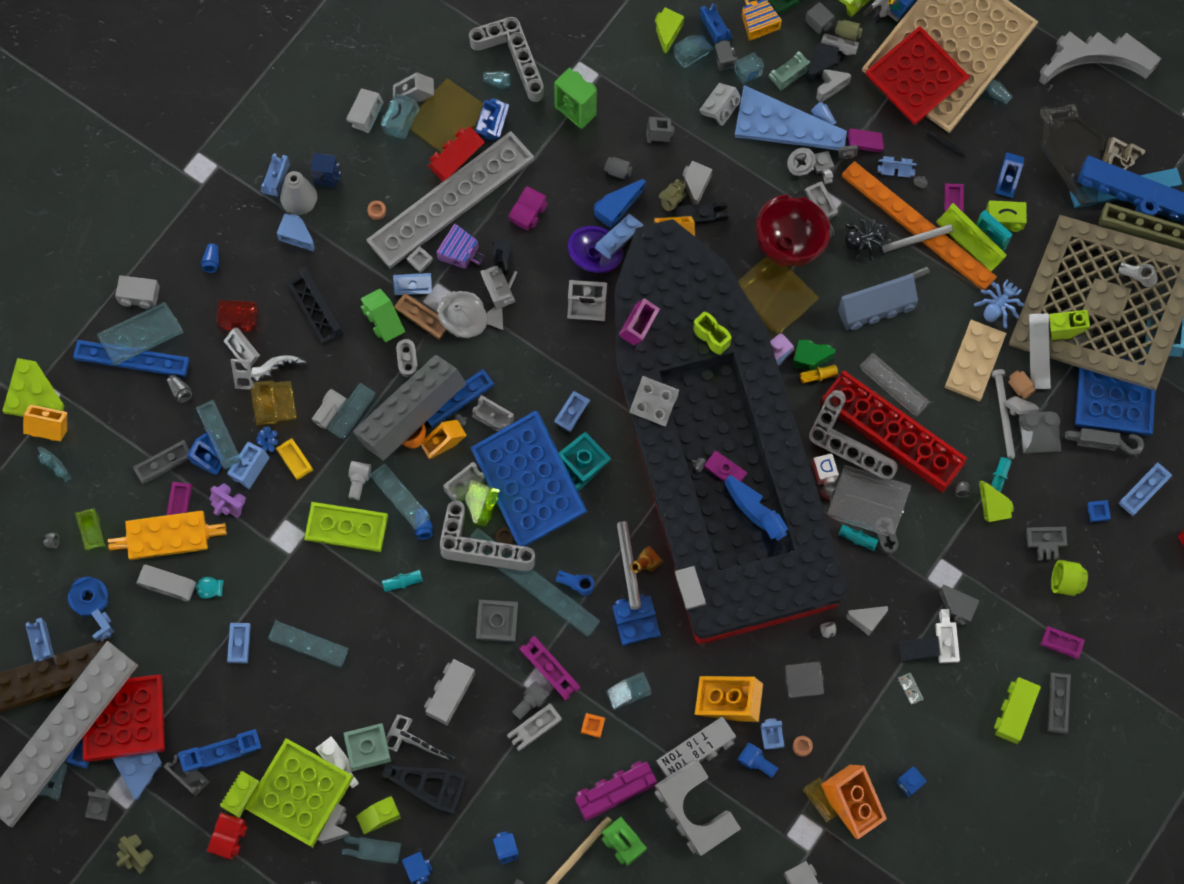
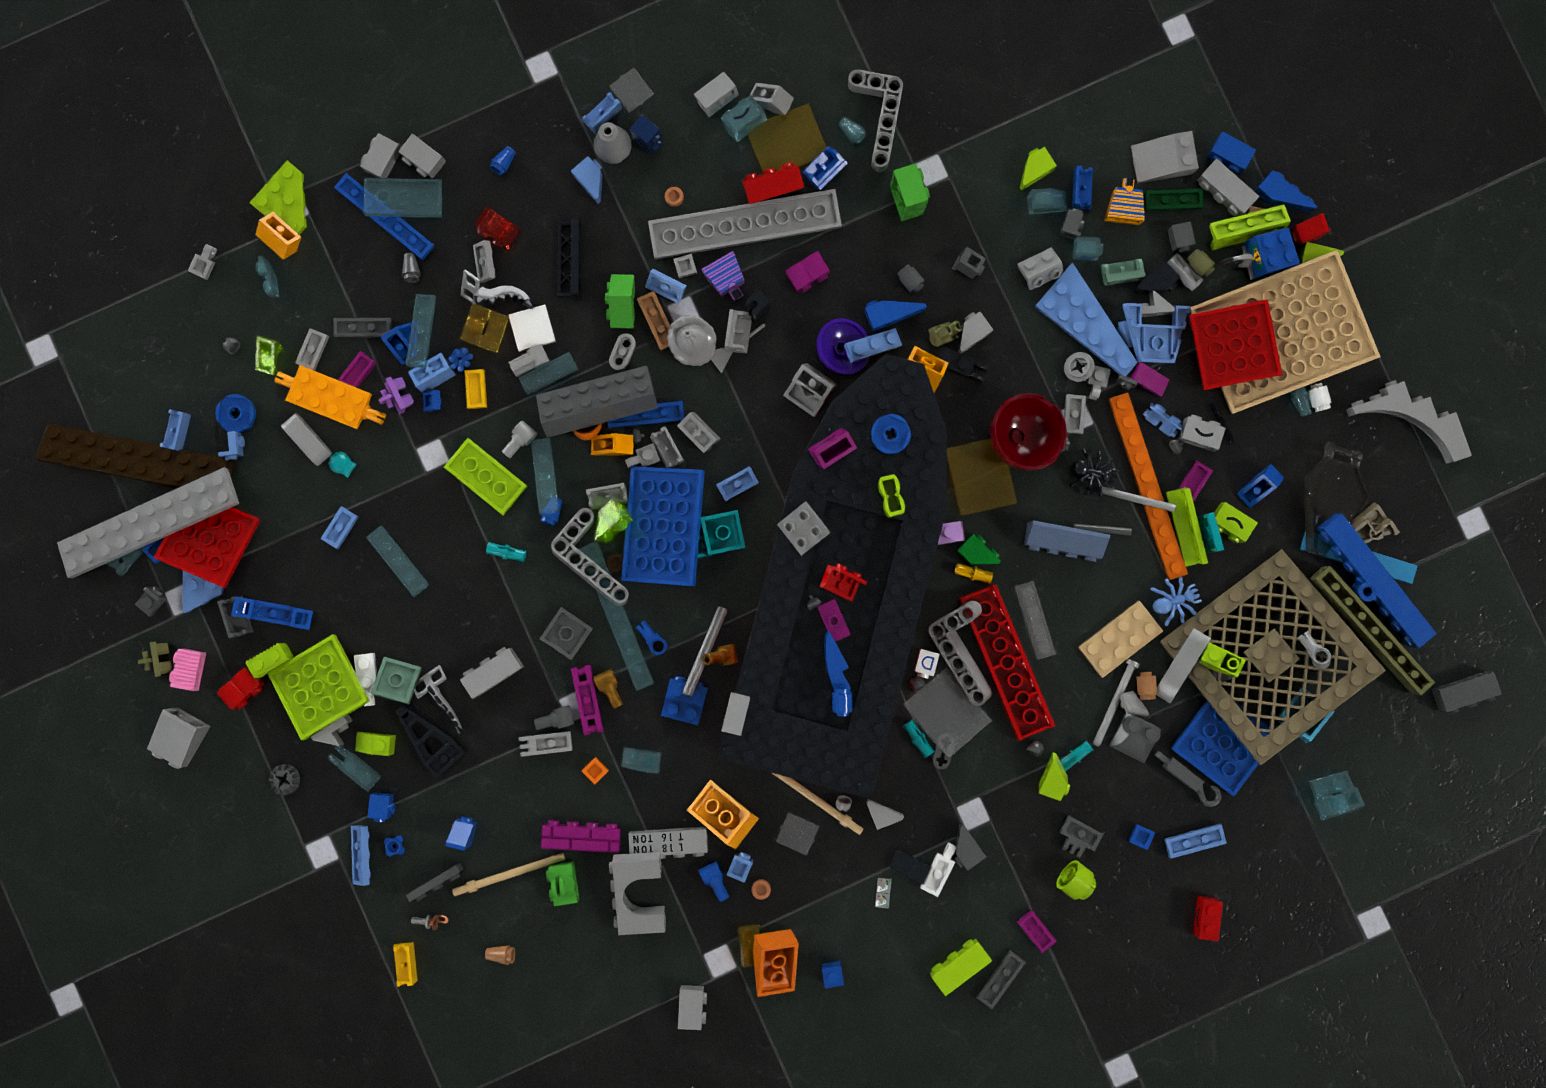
camera: 35 degrees right, 15 degrees up
(100, 310) = (380, 157): none -> light grey brick
(128, 503) = (312, 349): none -> light grey plate
(167, 847) = (187, 669): none -> bright pink brick
(261, 488) = (431, 400): none -> blue plate
(289, 144) = (631, 90): none -> clear piece
(315, 381) = (532, 328): none -> white tile
(477, 432) = (646, 457): none -> light grey plate
(512, 386) = (698, 432): none -> light grey hinge
(558, 643) = (607, 683): none -> pearl gold pin
(673, 294) = (901, 431): none -> blue plate
(713, 430) = (841, 582): none -> red bracket
(838, 643) = (845, 820): none -> tan bar
(849, 109) = (1155, 342): none -> medium blue wing
(935, 160) = (1201, 433): none -> light grey brick
(1011, 81) = (1319, 397): none -> white brick

